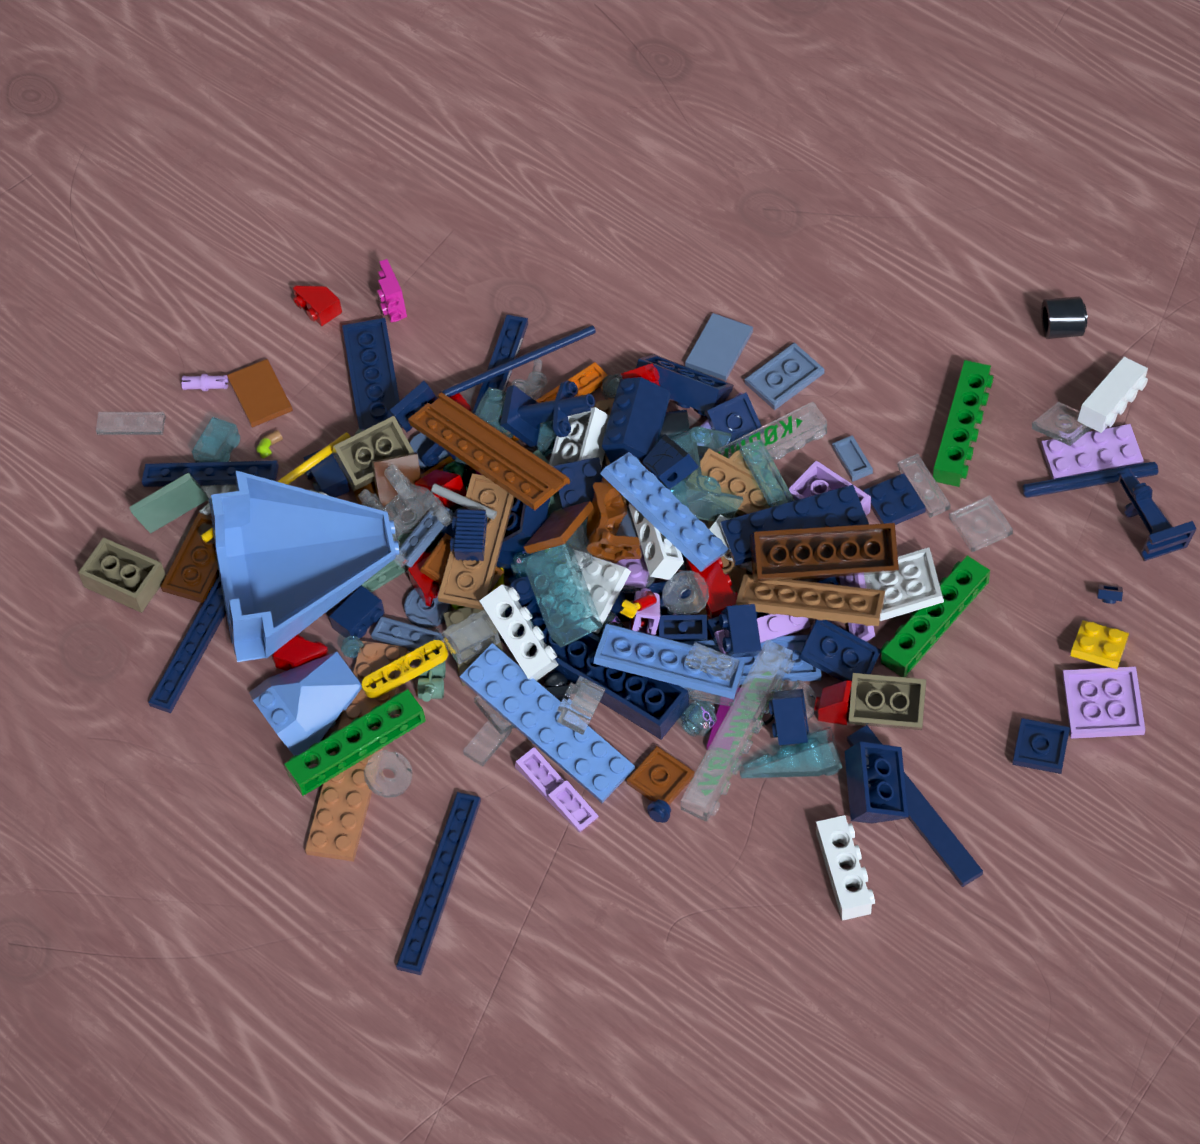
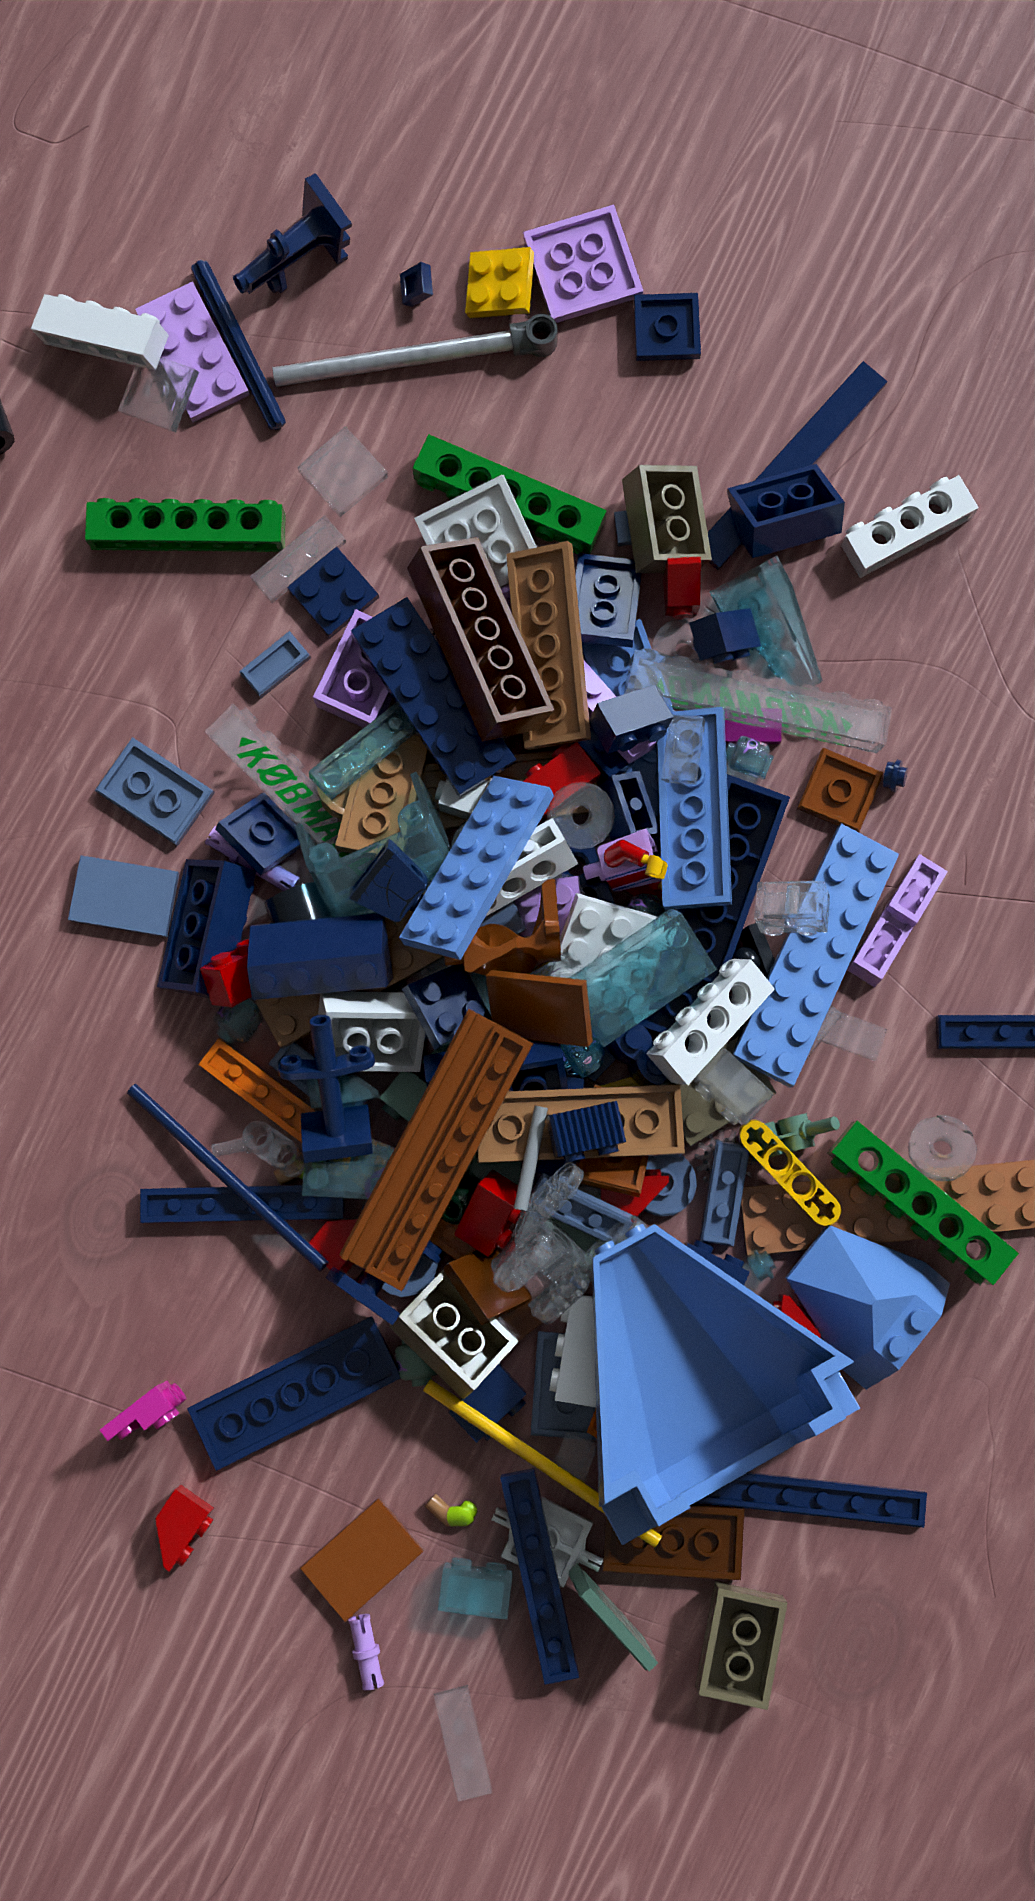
camera: 110 degrees left, 25 degrees up
(1053, 646) = (519, 339): none -> flat silver piece

